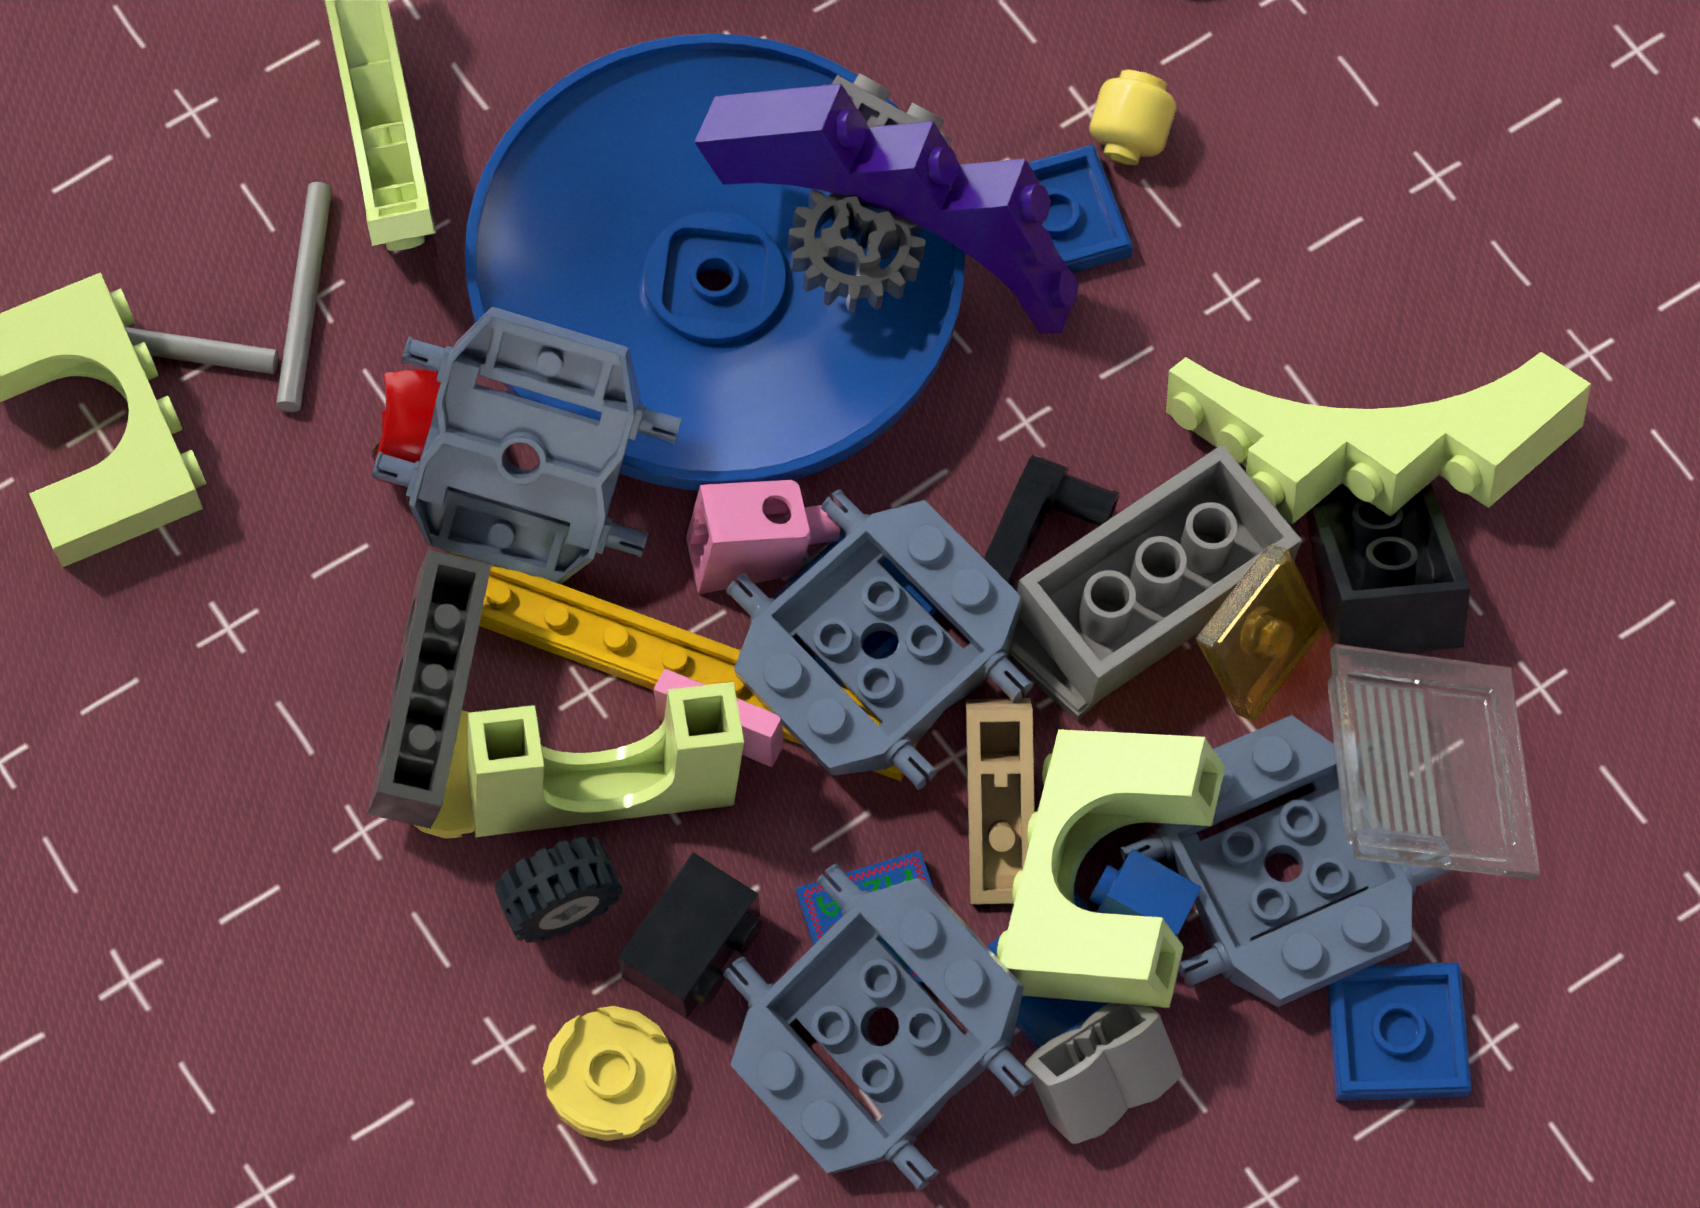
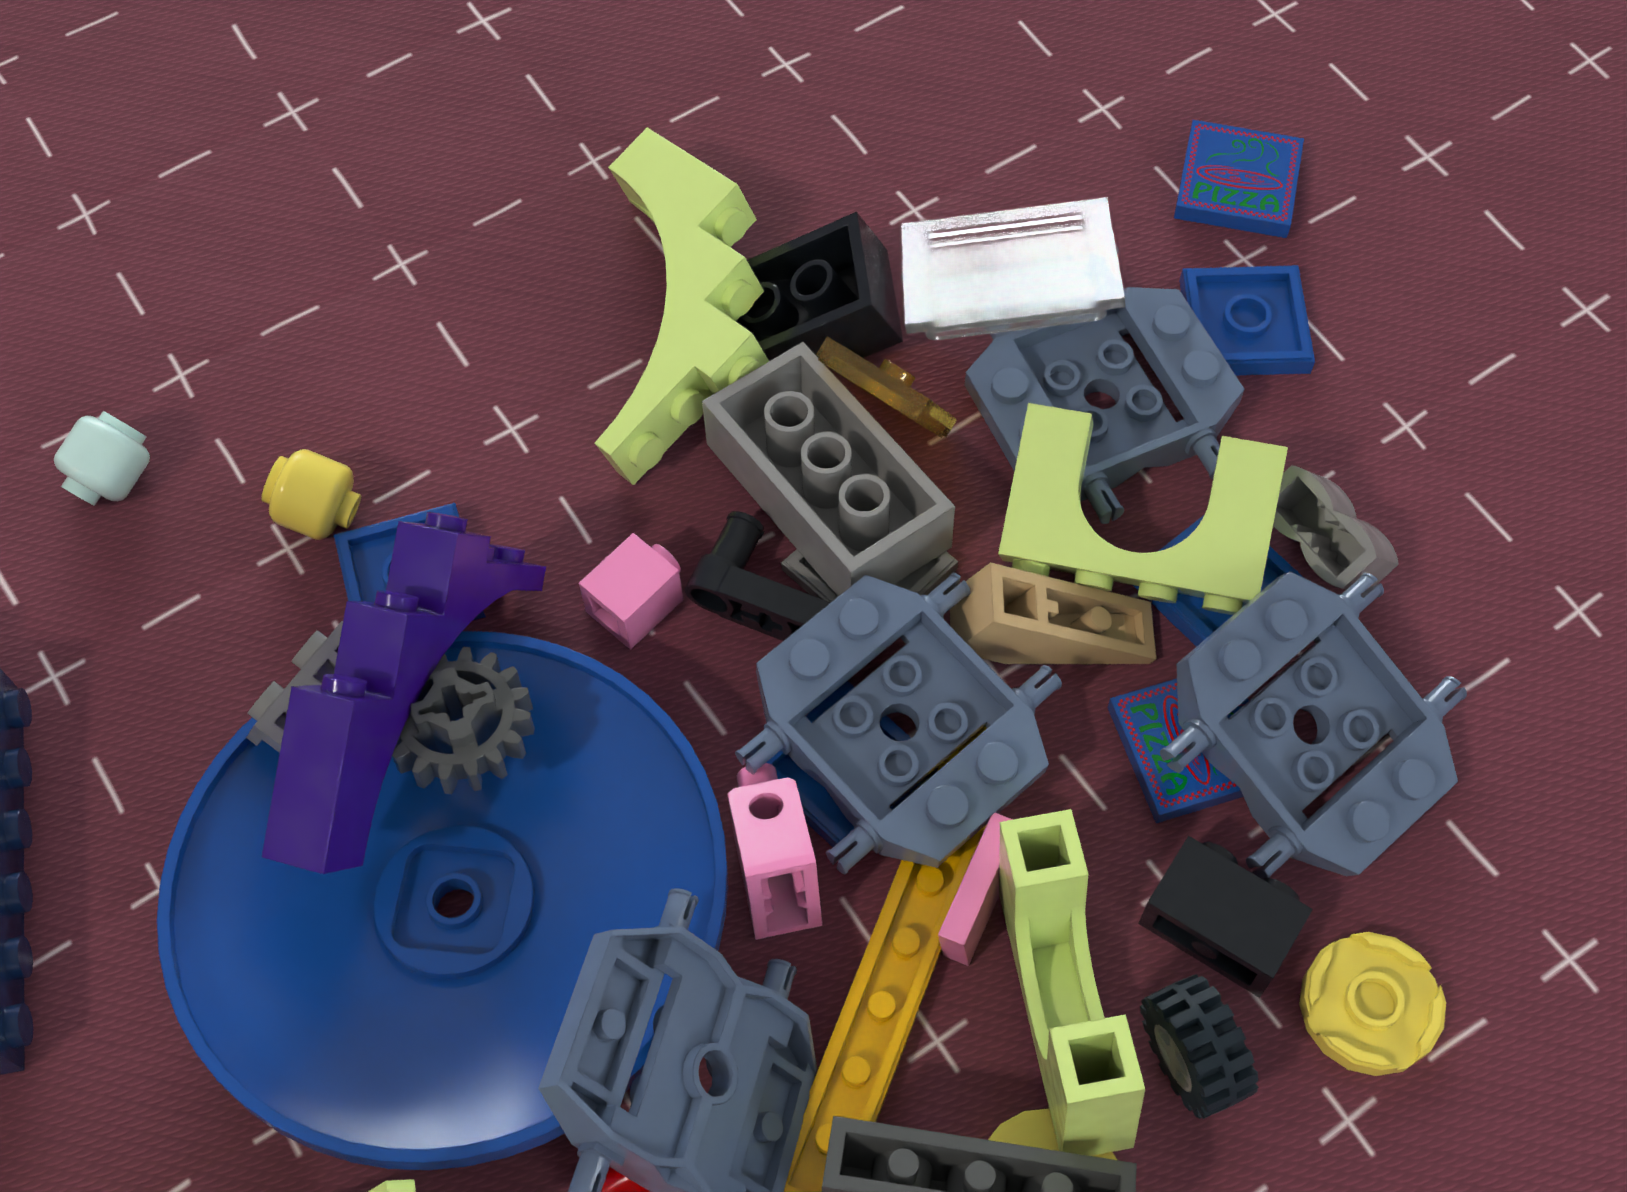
camera: 90 degrees left, 5 degrees down
(1032, 408) = (632, 589): none -> bright pink brick
(1146, 890) = (1163, 496): blue brick -> none
(1601, 1041) = (1239, 178): none -> blue tile

